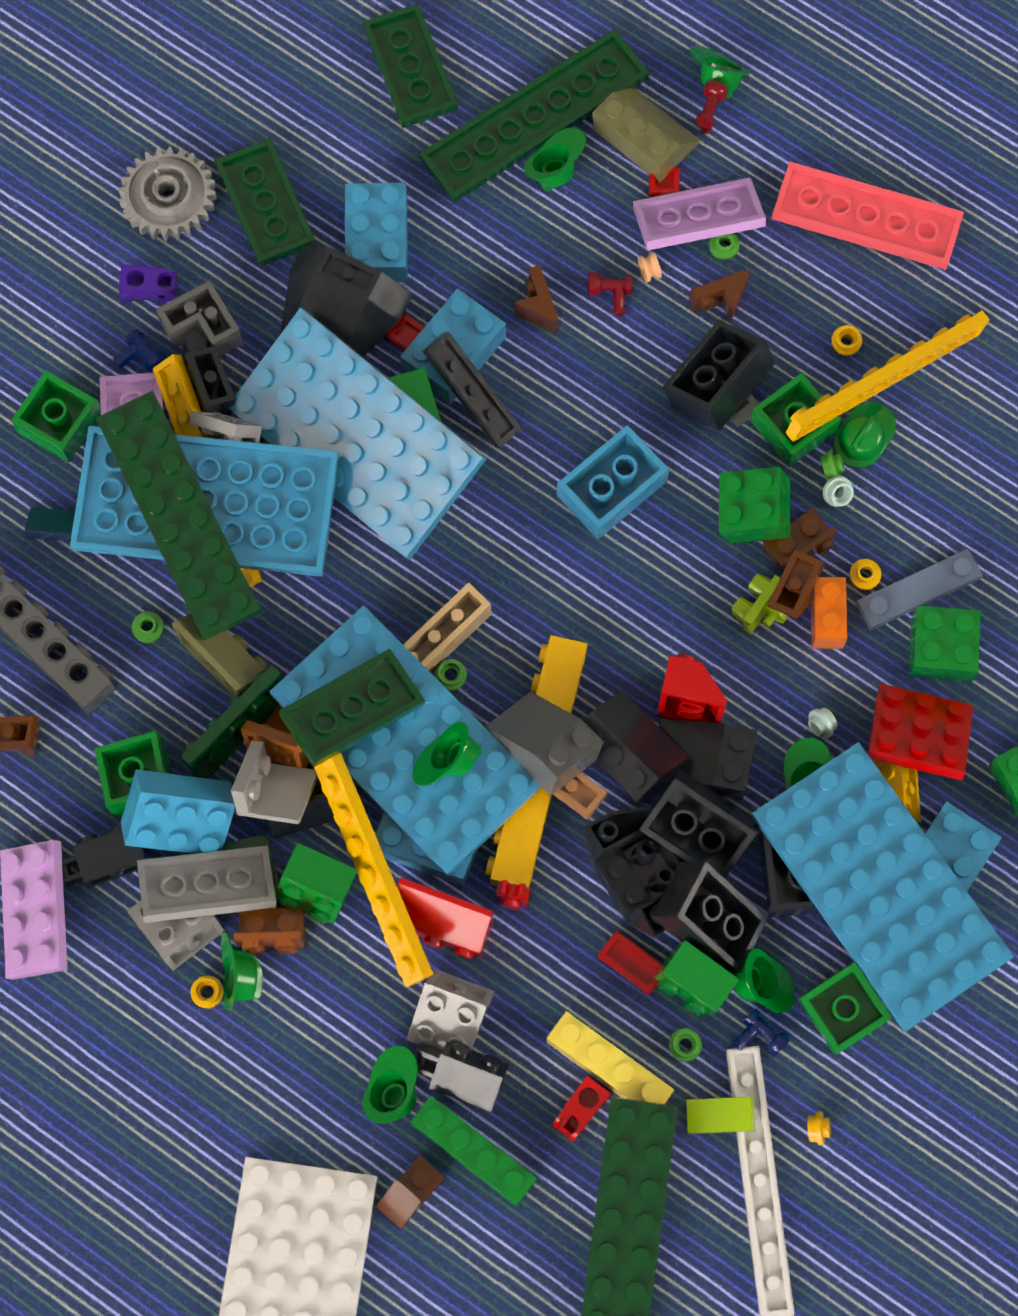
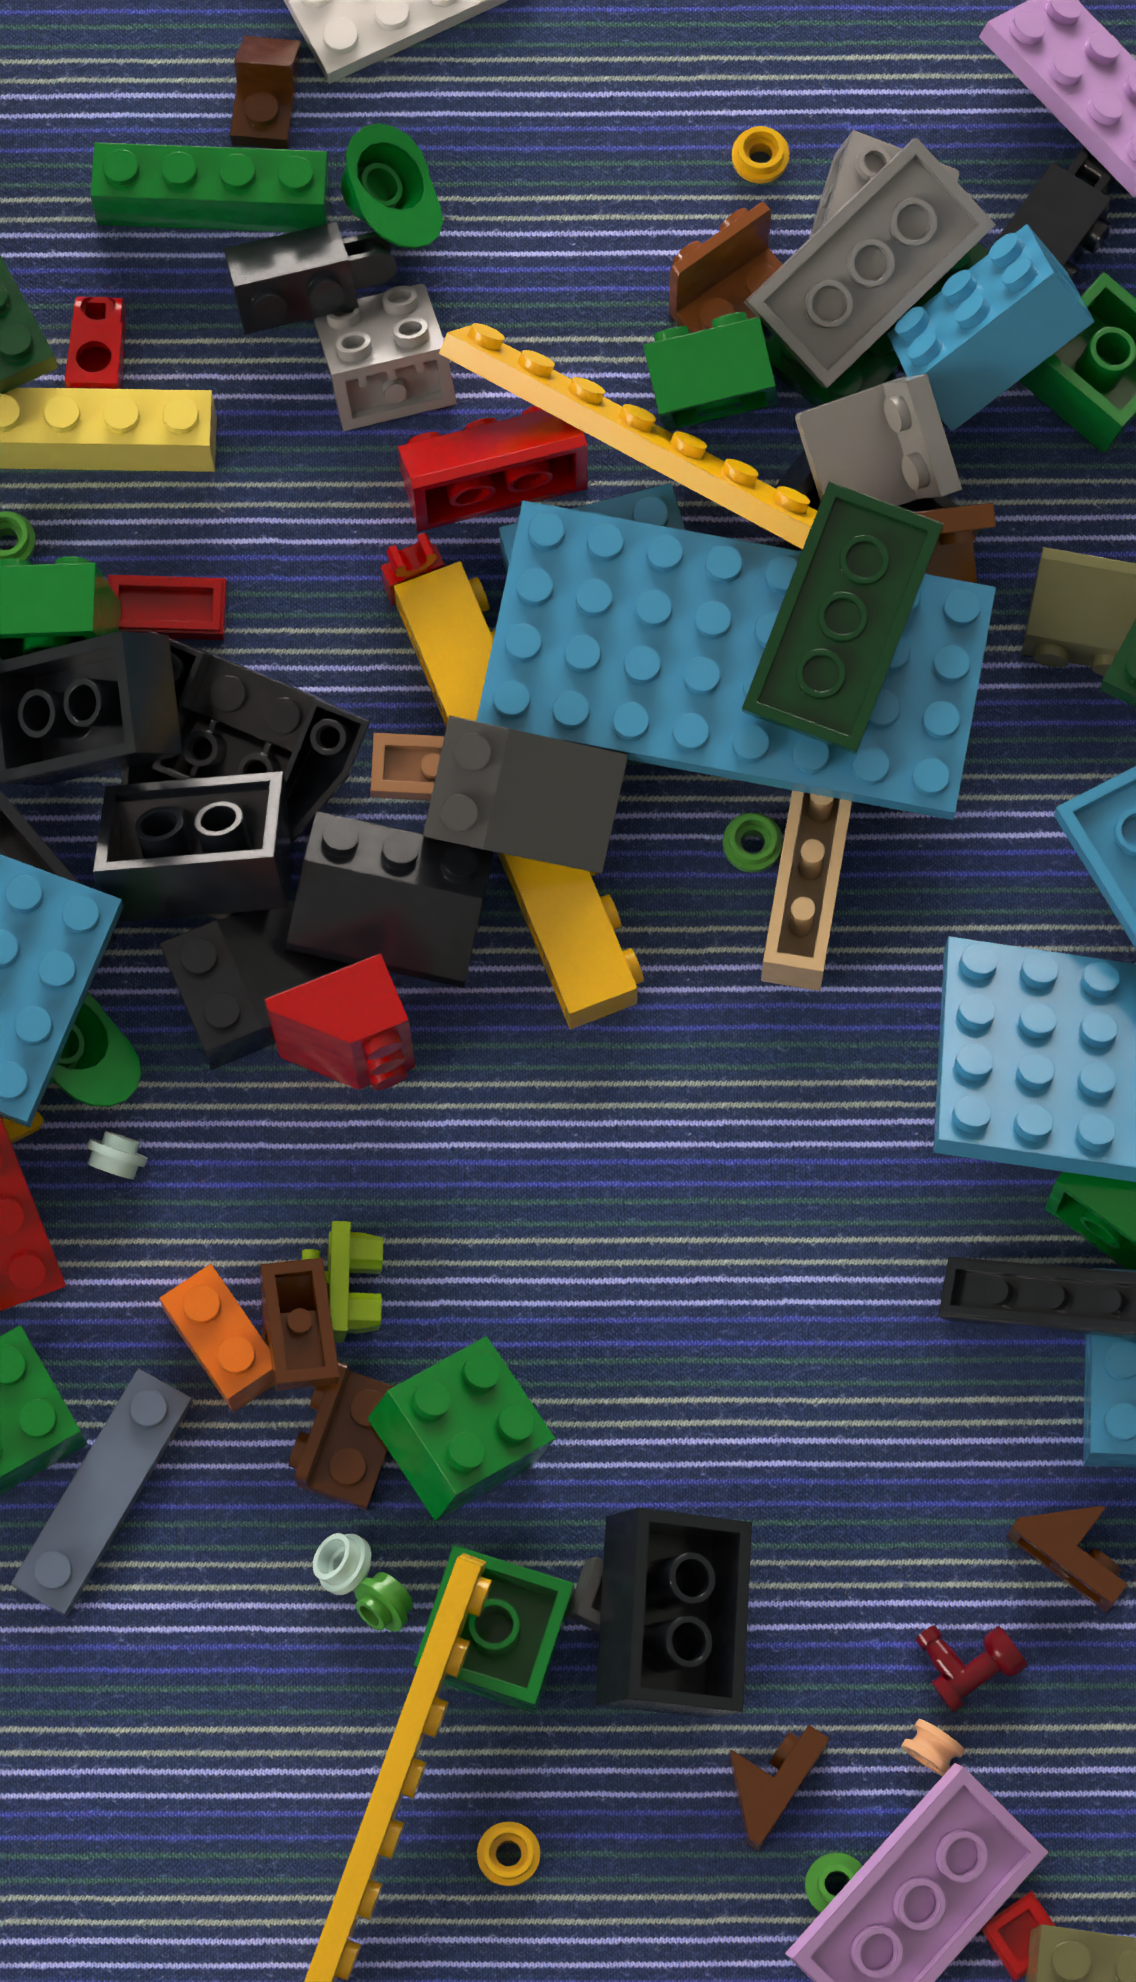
camera: 145 degrees right, 0 degrees up
(224, 732) = (1013, 541): dark green plate -> none
(241, 973) = (716, 191): green piece -> none
(448, 755) = (645, 643): green piece -> none
(612, 482) = (719, 1311): dark azure brick -> none
(861, 582) = (213, 1471): yellow plate -> none
(865, 434) = (360, 1703): green piece -> none

